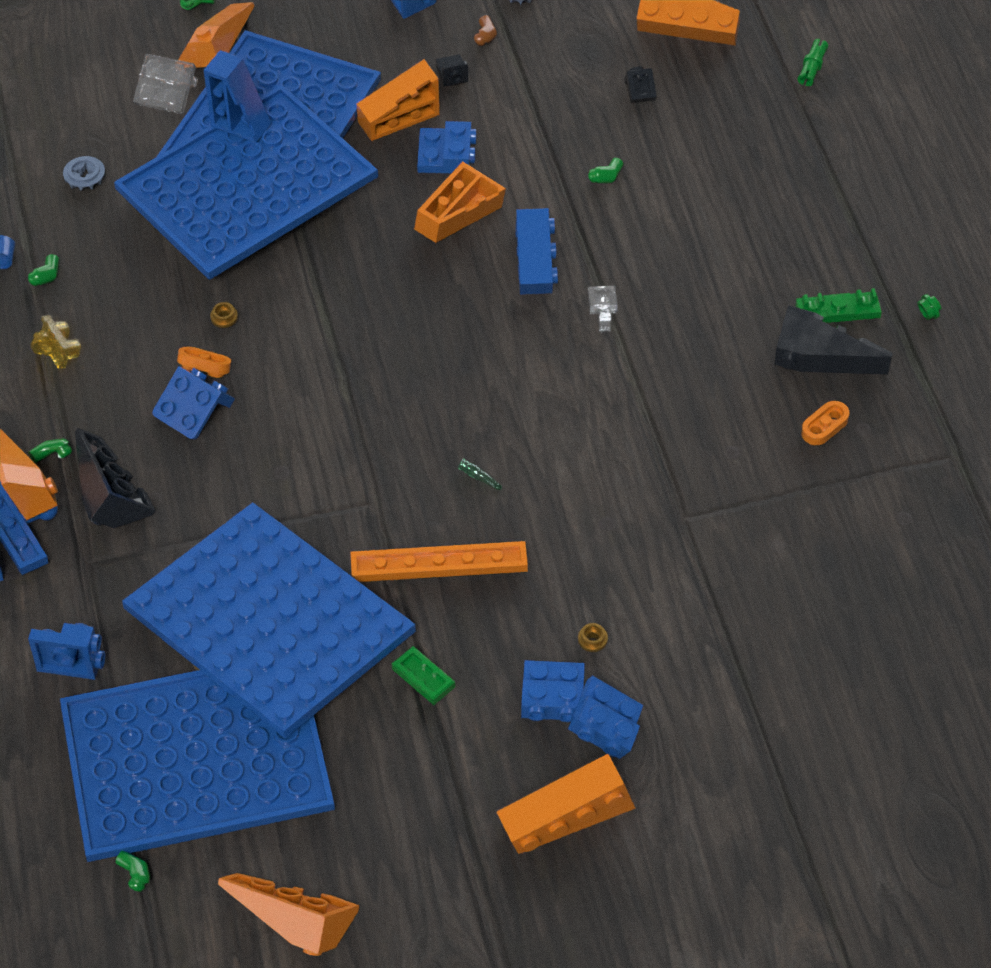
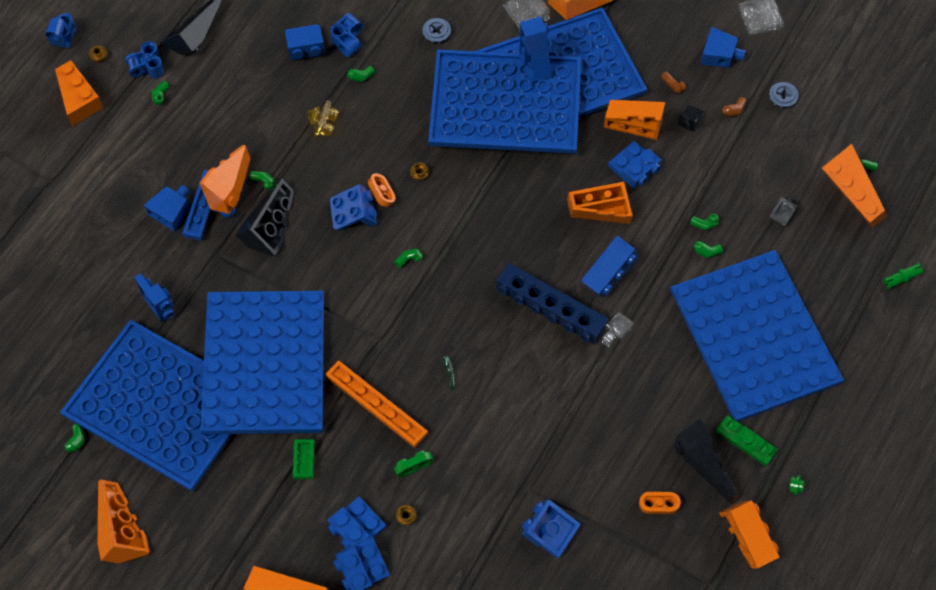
camera: 45 degrees right, 10 degrees up
(304, 402) = (407, 255): none -> green arm
(402, 51) = (672, 83): none -> dark orange arm
(511, 330) = (546, 294): none -> dark blue brick
(549, 576) = (419, 461): none -> green plate
(577, 152) = (706, 224): none -> green arm
(738, 213) = (756, 336): none -> blue plate
(750, 527) = (550, 528): none -> blue plate
(938, 376) = (751, 533): none -> orange wedge

